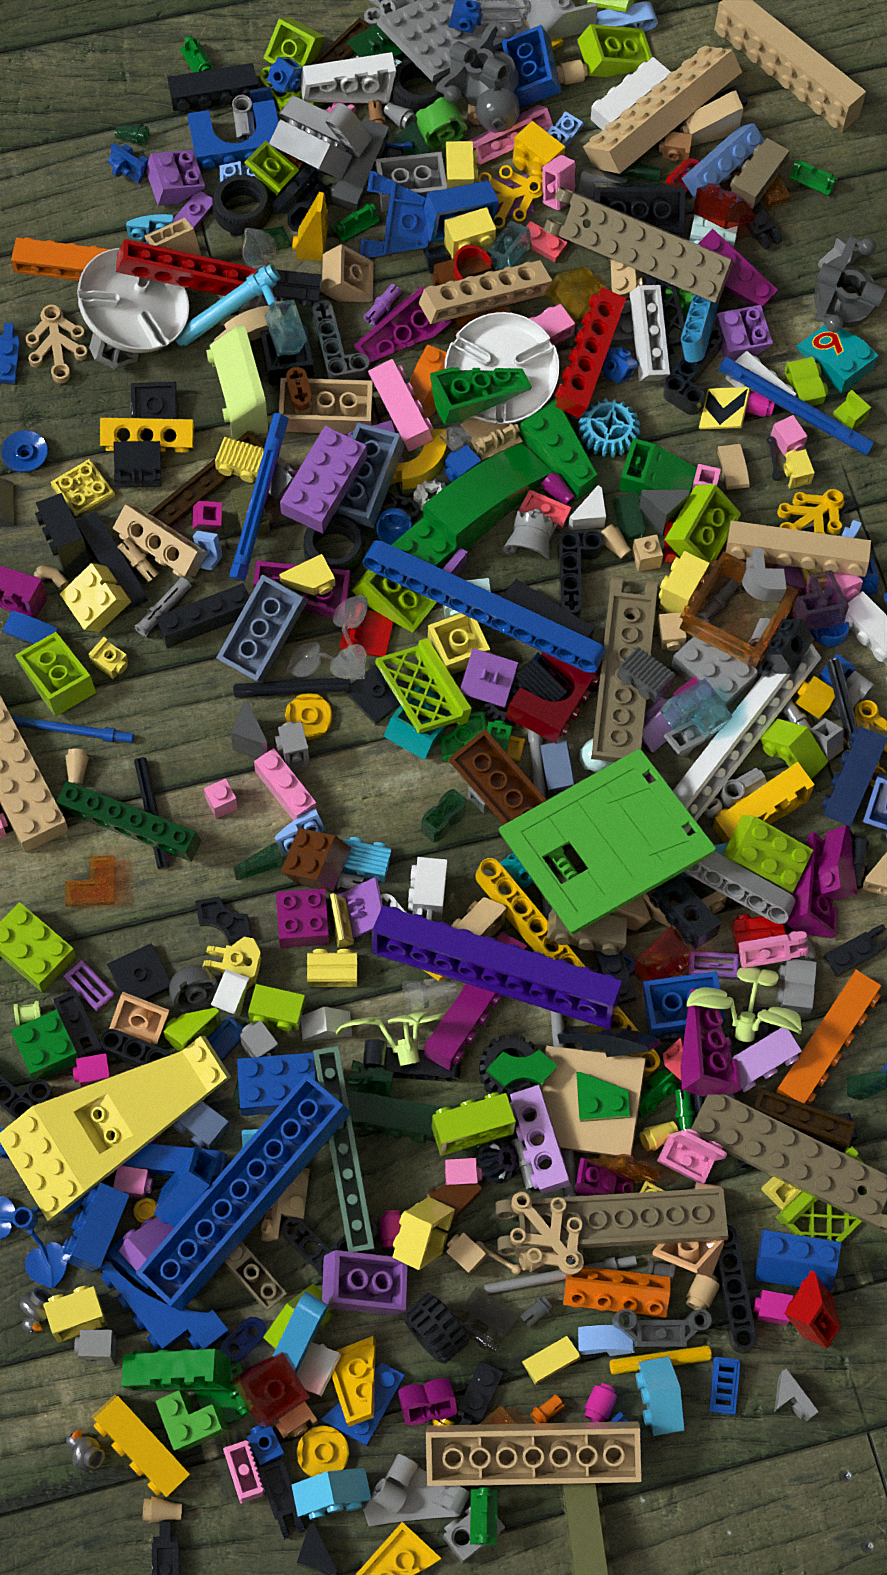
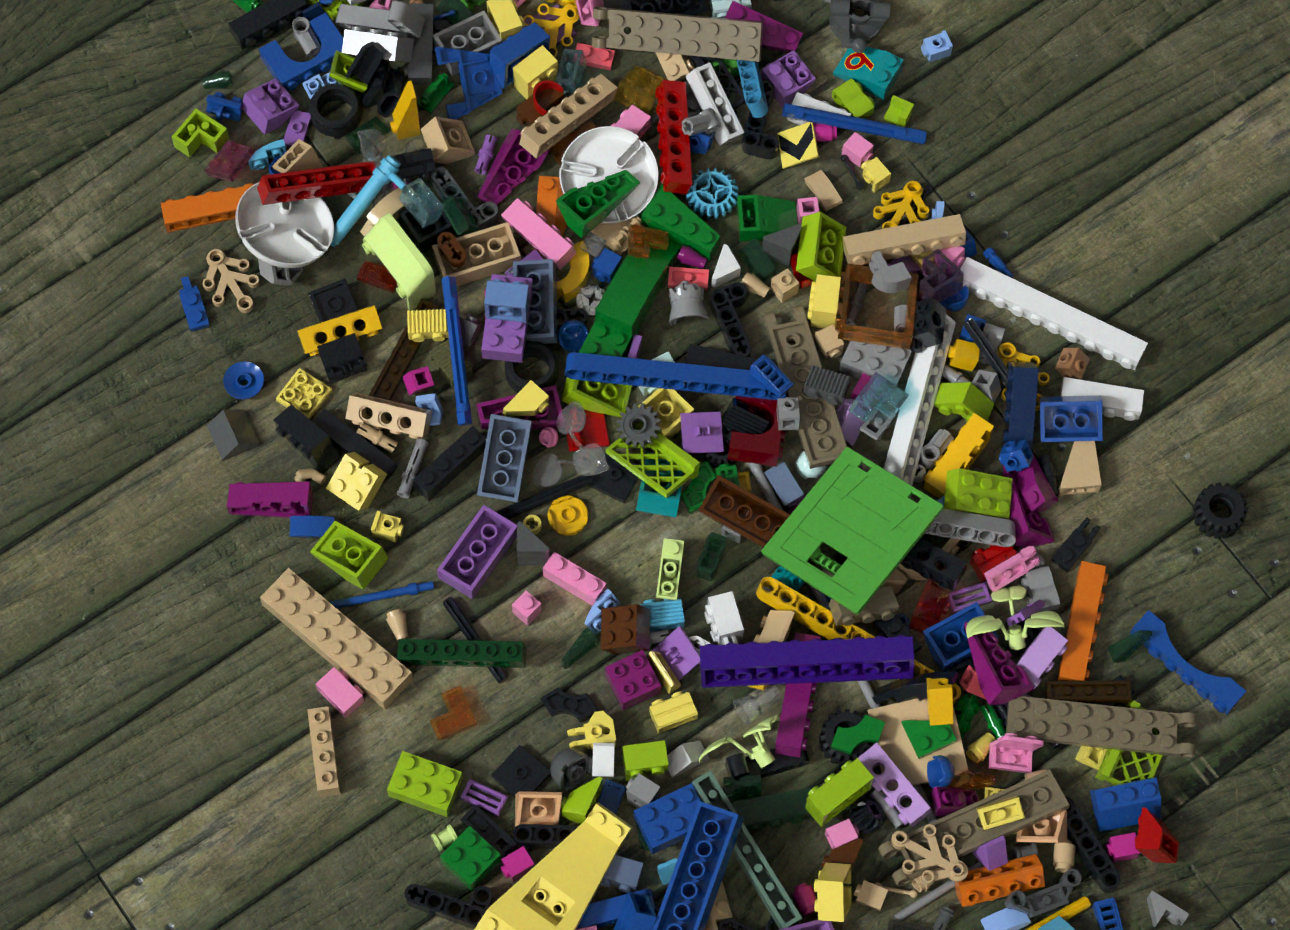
camera: 20 degrees left, 0 degrees up
(86, 177) = (199, 130): none -> lime brick
(107, 218) = (229, 161): none -> clear pink hinge
(192, 719) = (477, 552): none -> medium lavender brick
(210, 391) = (377, 276): none -> clear red plate
(269, 718) = (537, 529): none -> light yellow bush
(288, 161) = (367, 62): none -> black panel
(292, 745) = (568, 543): light grey brick -> none
(322, 625) = (548, 437): none -> bright pink plate
(323, 356) = (459, 215): none -> clear green slope
(324, 457) = (506, 301): none -> medium blue brick
(393, 812) = (670, 569): none -> yellowish green slope
(413, 637) = (629, 422): none -> dark grey gear
(434, 256) = (512, 99): black slope -> none
(512, 447) = (642, 238): none -> clear orange plate
(584, 627) = (768, 366): none -> blue slope
(589, 690) = (788, 413): none -> light grey brick
(597, 1144) = (940, 771): none -> blue hair
(620, 1257) = (993, 853): none -> medium lavender slope
(625, 1065) = (939, 701): none -> yellow hinge
(626, 346) = (703, 122): none -> light grey piece
(646, 1215) = (1000, 812): none -> light yellow slope
(765, 1003) = (1025, 612): none -> medium lavender tile
(827, 826) = (1016, 455): none -> blue brick

